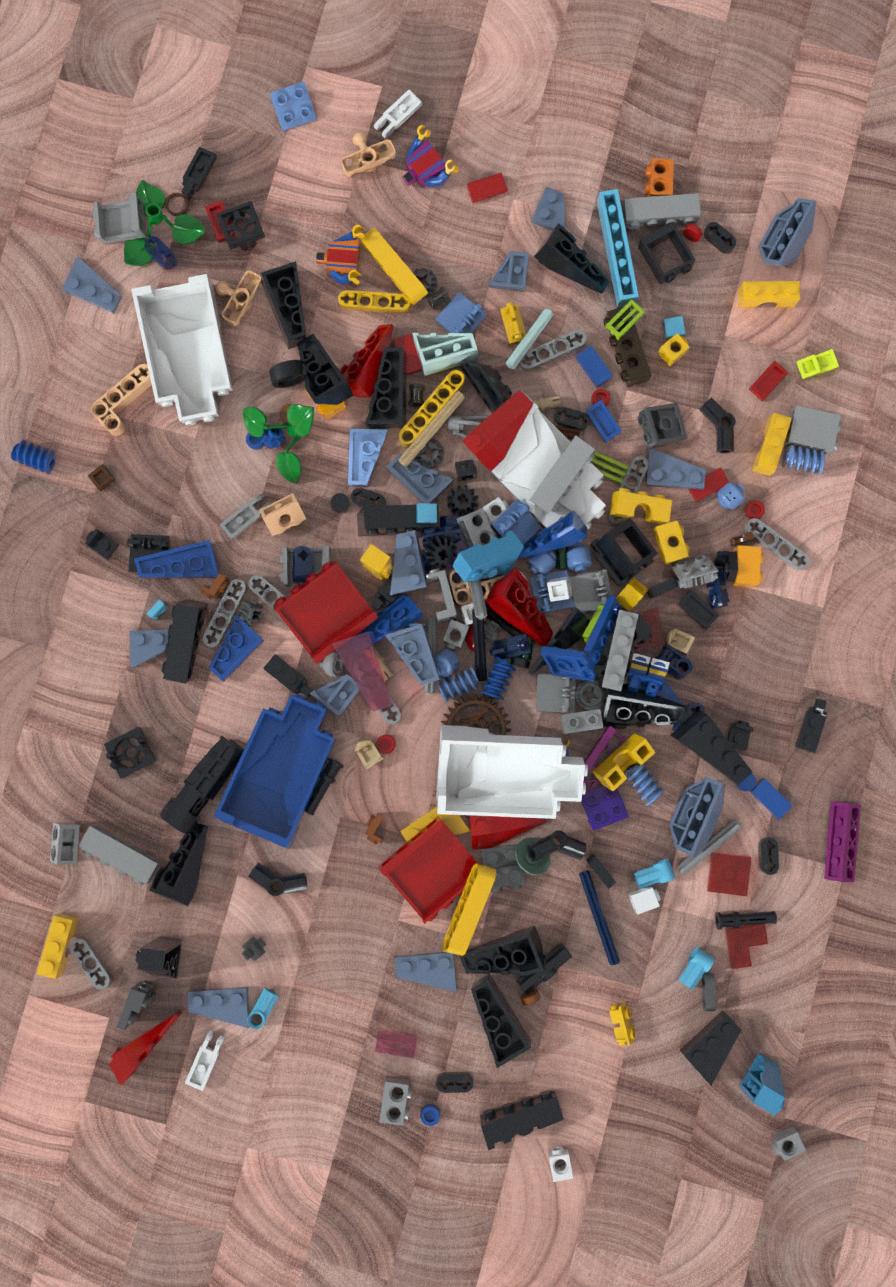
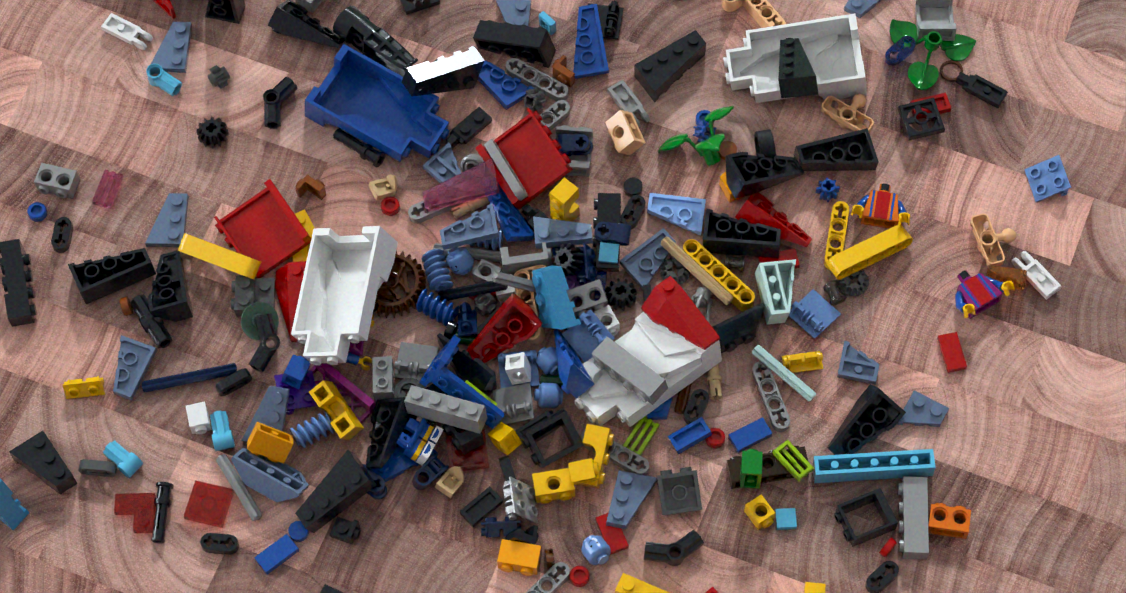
camera: 100 degrees right, 20 degrees down
(202, 483) = (668, 64): none -> black wedge
(203, 344) = (795, 71): none -> black wedge
(238, 705) = (444, 74): none -> black wedge
(325, 950) = (212, 132): none -> black gear
(331, 311) = (830, 193): none -> blue gear
(339, 628) = (506, 170): none -> light grey beam
(405, 132) = (1004, 274): none -> clear orange slope
(408, 506) = (615, 233): none -> dark blue piece
(590, 807) = (296, 371): none -> blue brick
(594, 978) = (132, 366): none -> sand blue wing
(639, 827) = (271, 410): none -> sand blue wing
(647, 352) = (751, 469): none -> green brick
(665, 511) = (583, 471): none -> yellow brick
(667, 822) = (269, 443): none -> light orange brick

